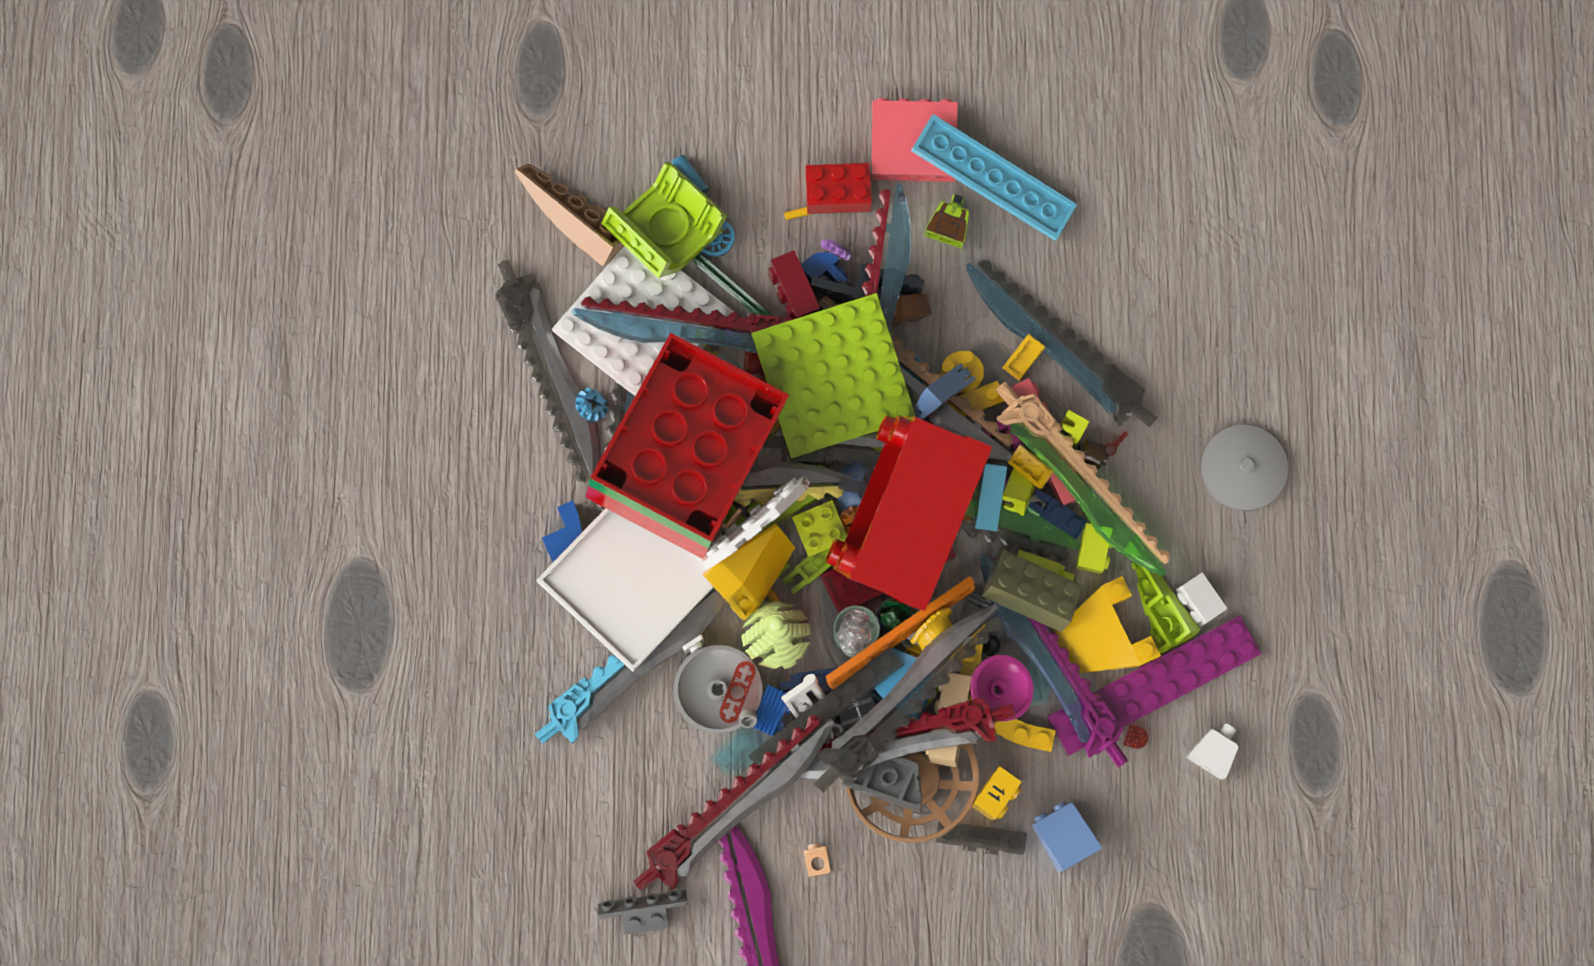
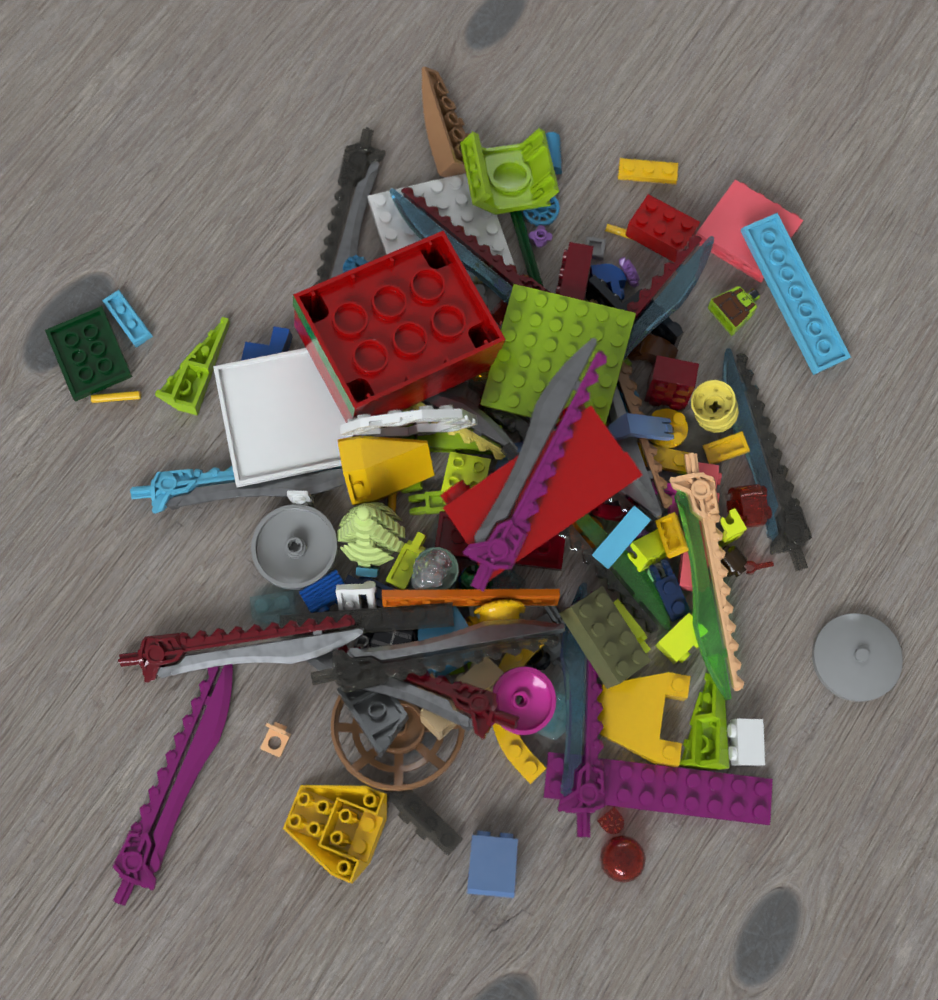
camera: 40 degrees right, 5 degrees down
(402, 641) = (88, 353): none -> dark green plate
(411, 586) = (127, 318): none -> medium azure tile
(452, 667) = (116, 396): none -> yellow piece
(515, 608) = (190, 382): none -> lime wedge
(645, 912) = (108, 684): dark grey bracket -> none
(733, 270) = (540, 242): none -> medium lavender plate
(737, 674) = (297, 555): clear red beam -> none
(748, 718) = (298, 583): light grey hinge -> none
(786, 137) = (648, 171): none -> yellow plate
(788, 242) = (599, 247): none -> light grey tile
(796, 669) = (368, 572): none -> medium azure tile
(822, 638) = (402, 570): none -> neon yellow hinge
(919, 892) = (338, 826): none -> yellow wedge
(920, 566) = (509, 536): none -> piece
(942, 332) = (671, 382): none -> dark red brick
(980, 324) = (706, 400): none -> light yellow wheel
(996, 793) = (457, 787): yellow brick -> none
(1076, 396) = (750, 504): none -> clear red brick
(1163, 760) = (622, 859): none -> clear red cylinder
(1215, 751) = (673, 882): white torso -> none

